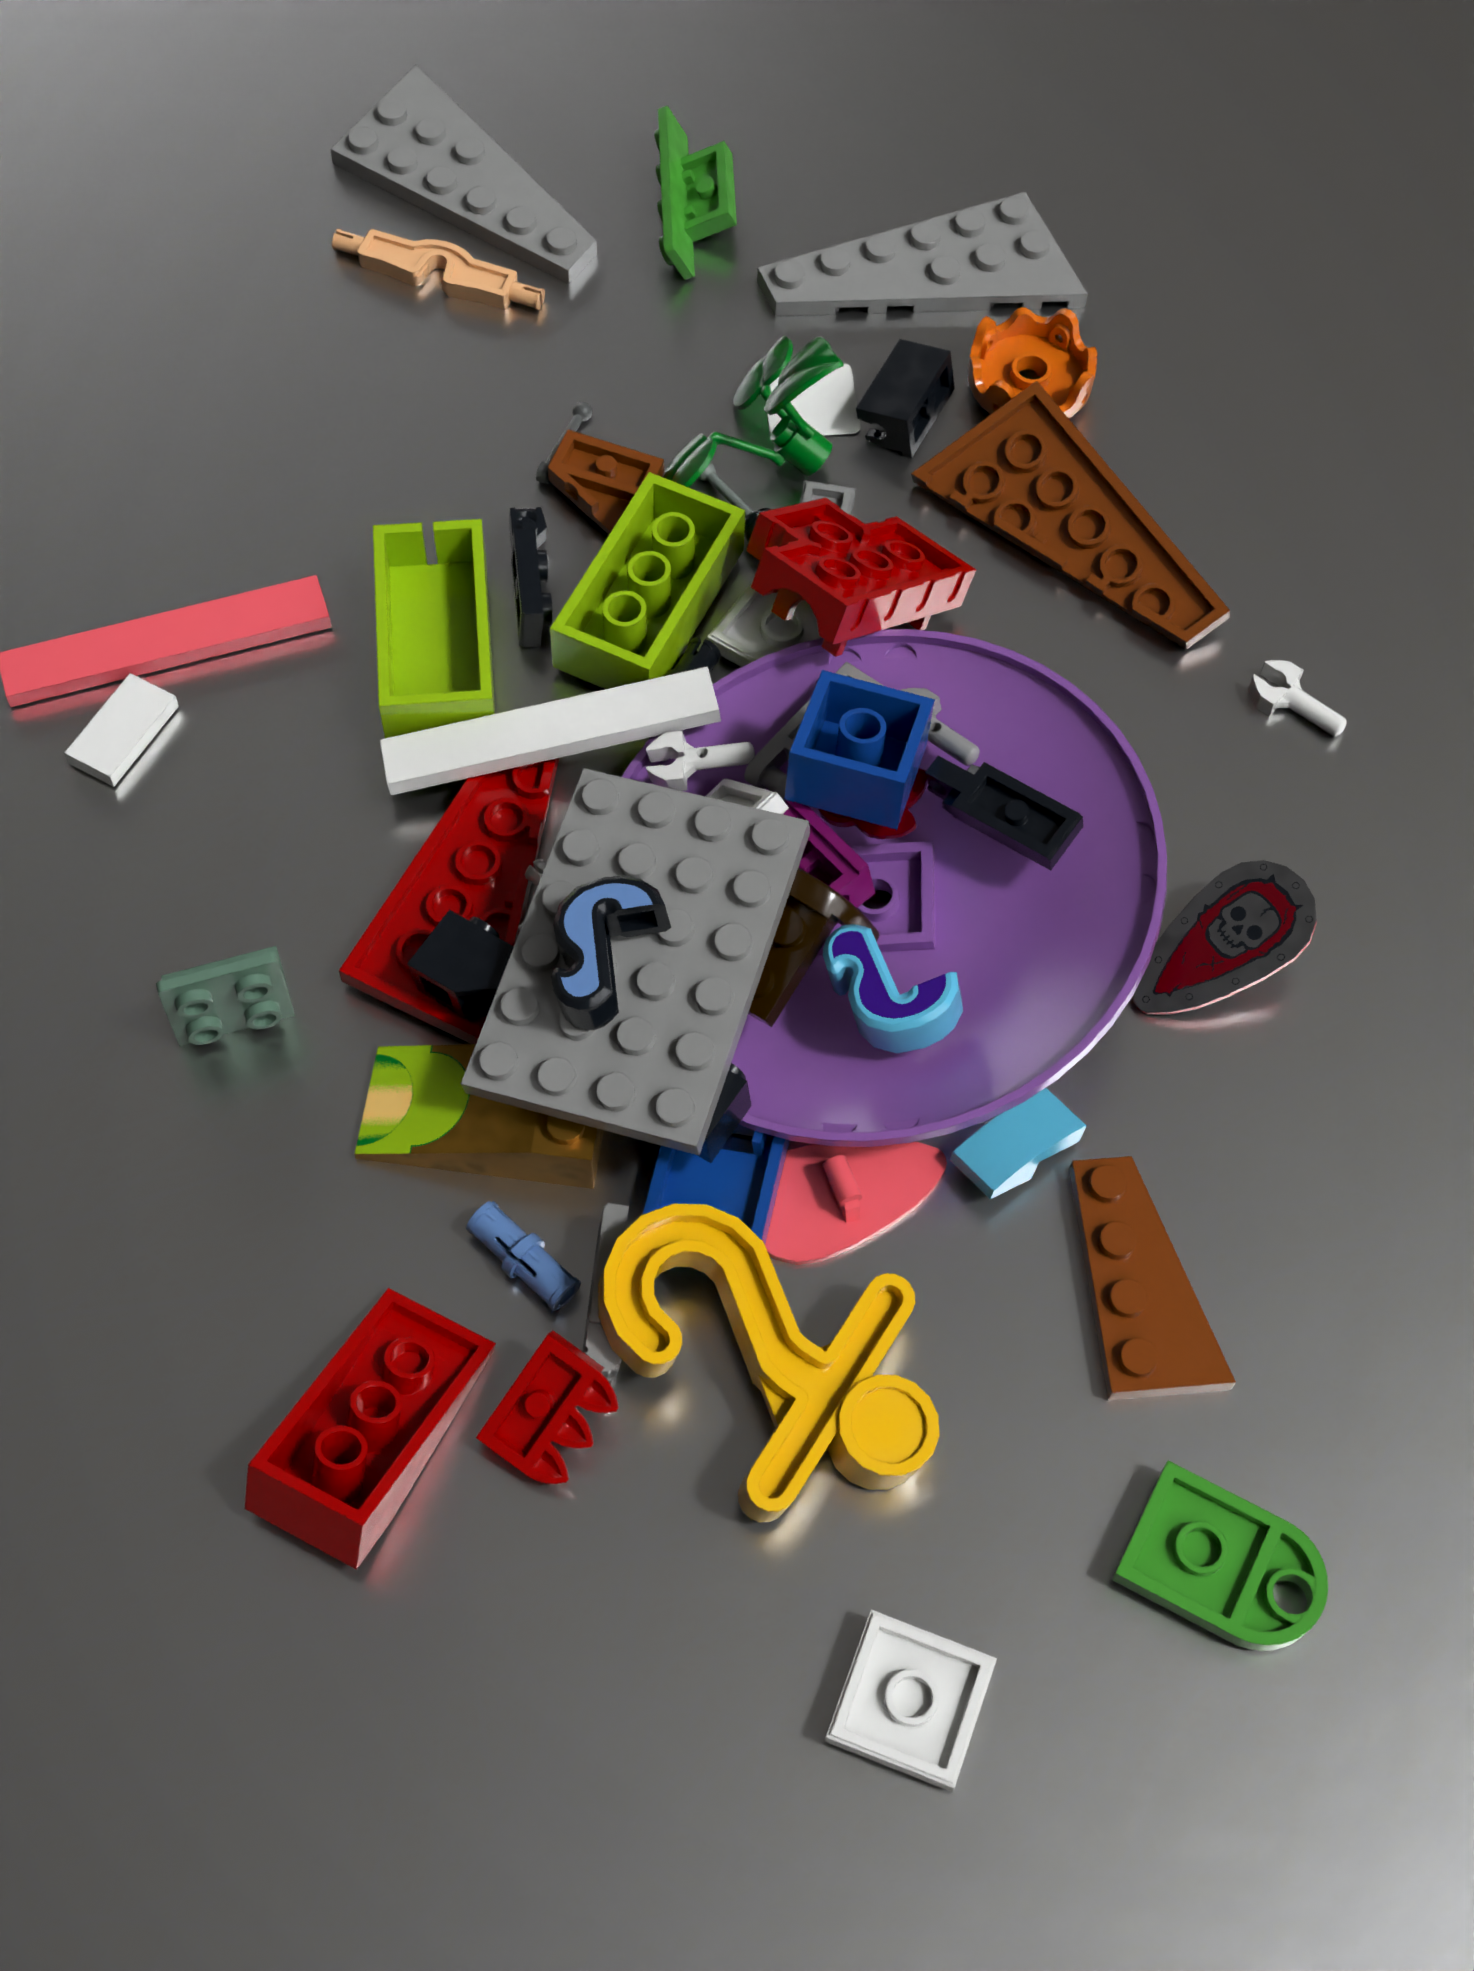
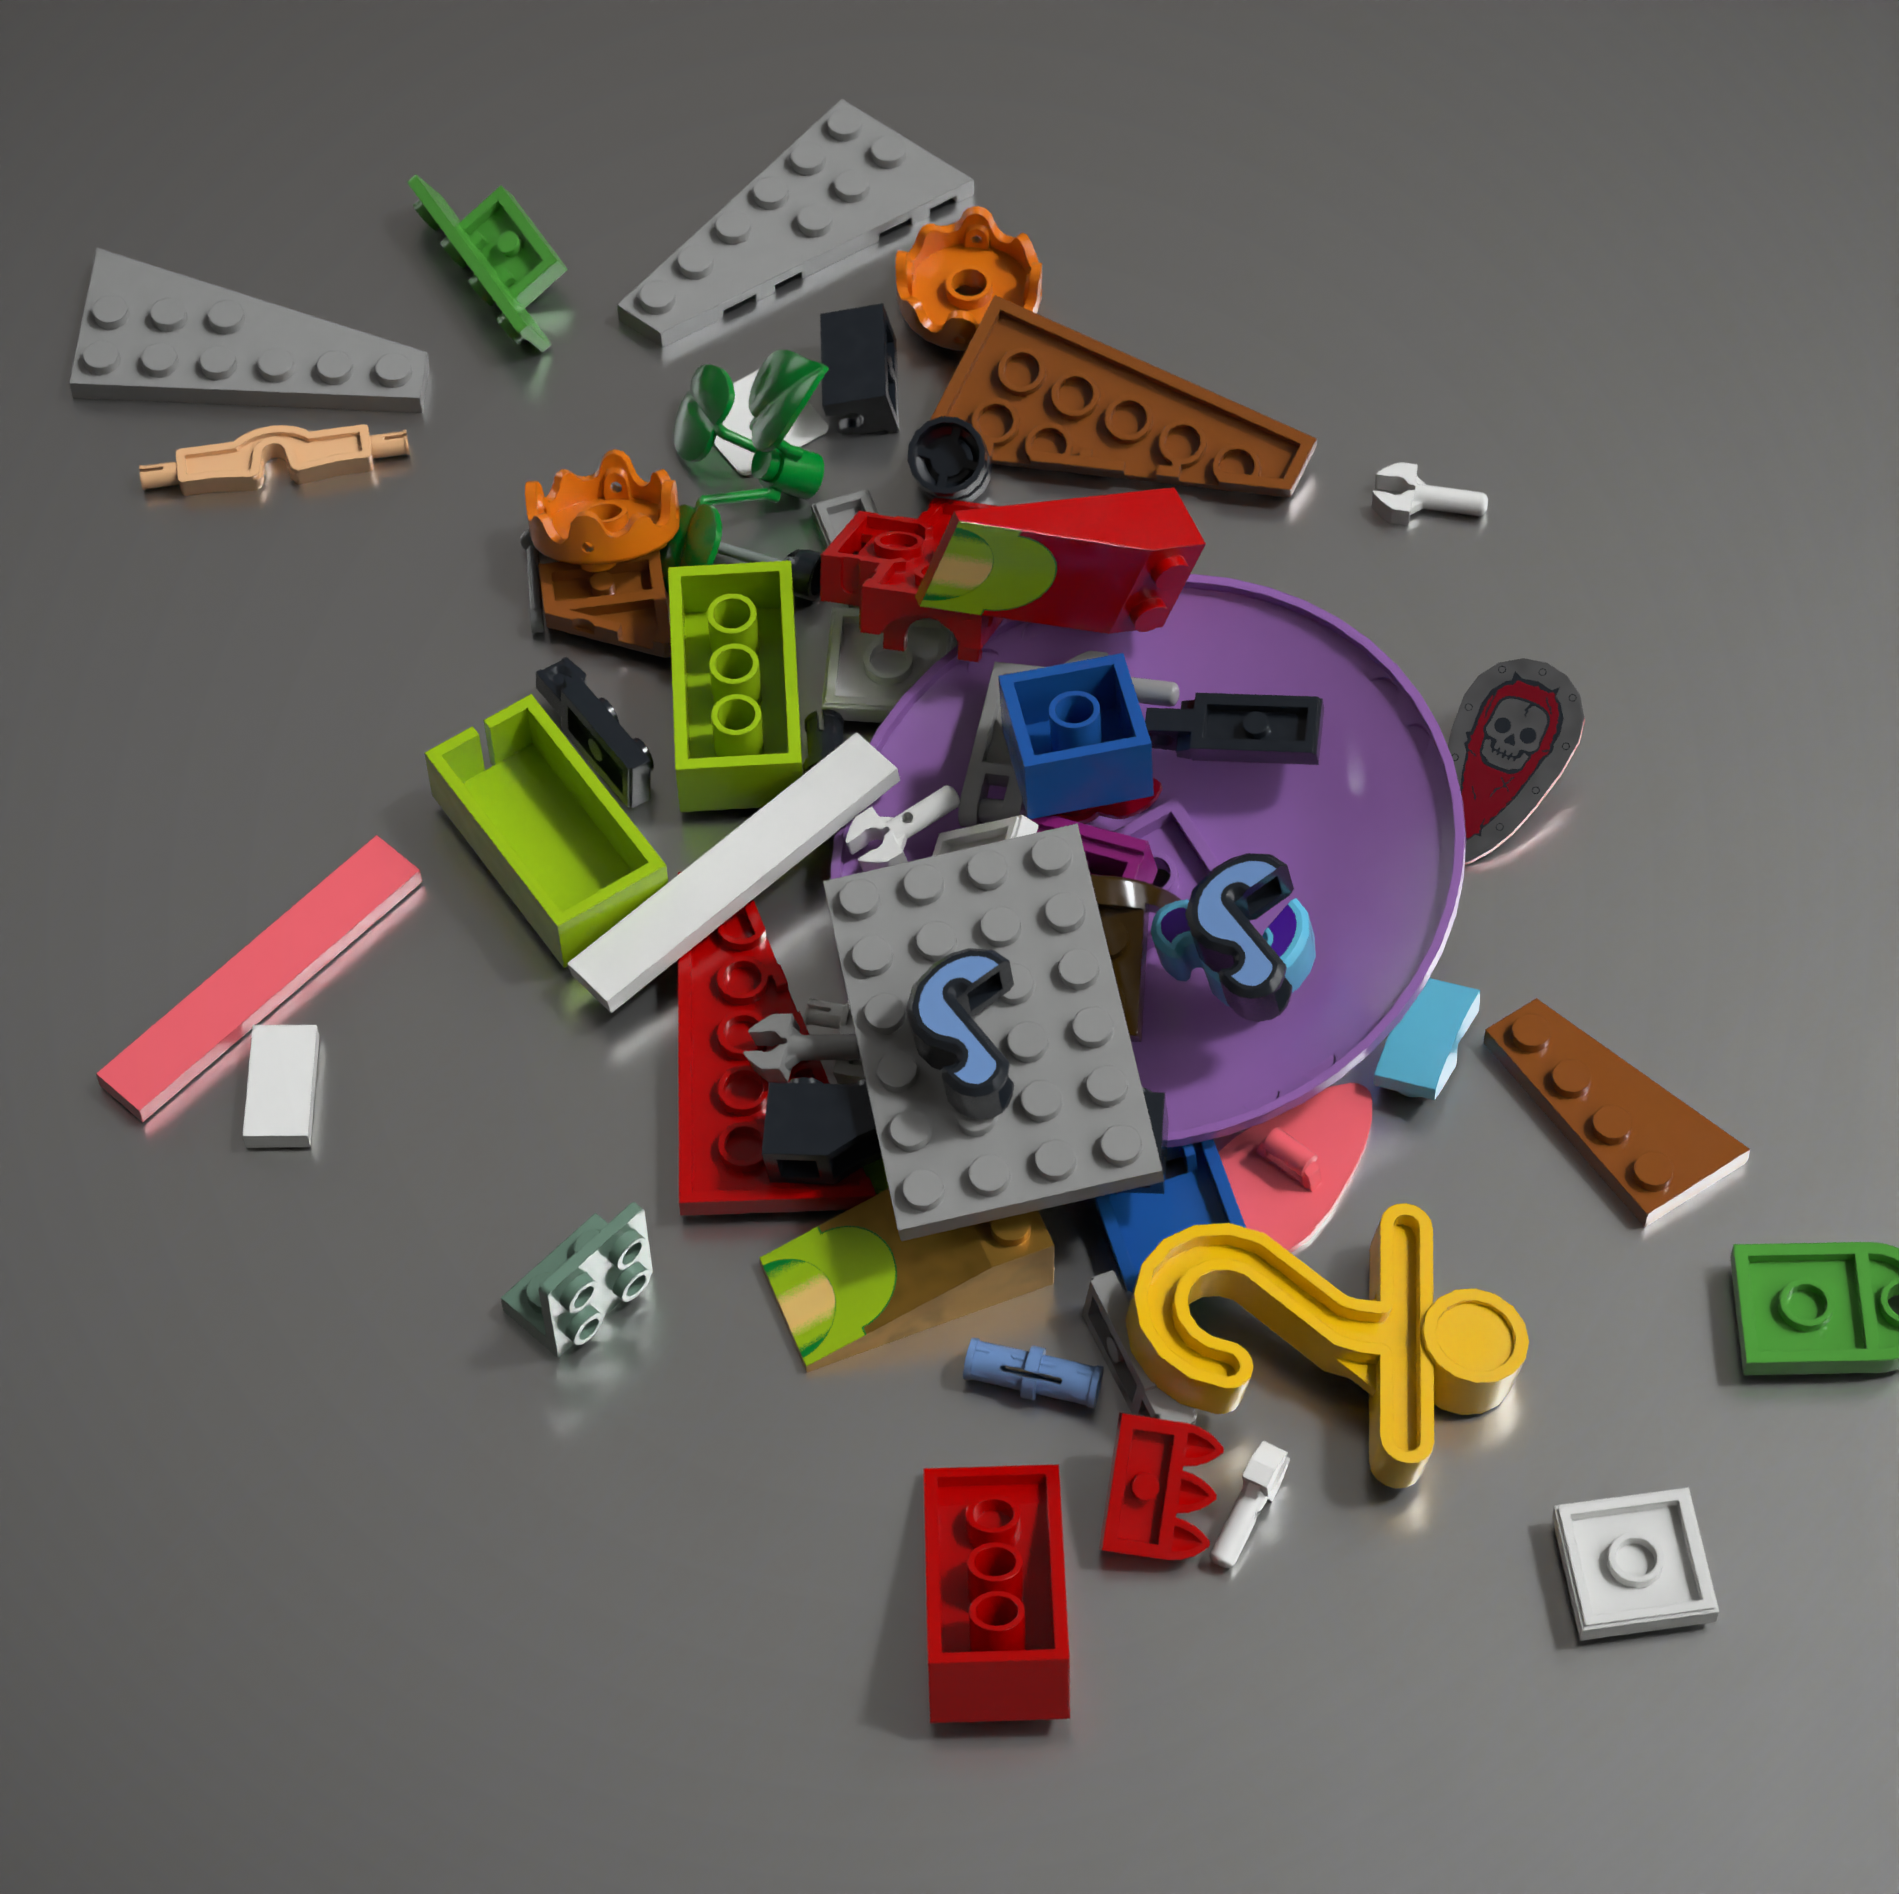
camera: 25 degrees left, 5 degrees down
(503, 893) = (794, 1047): none -> light grey bar
(634, 413) = (599, 522): none -> orange plate
(641, 1449) = (1260, 1485): none -> white bar
(869, 966) = (1230, 944): none -> black animal
(924, 492) = (949, 459): none -> black wheel
(928, 601) = (1068, 561): none -> red slope

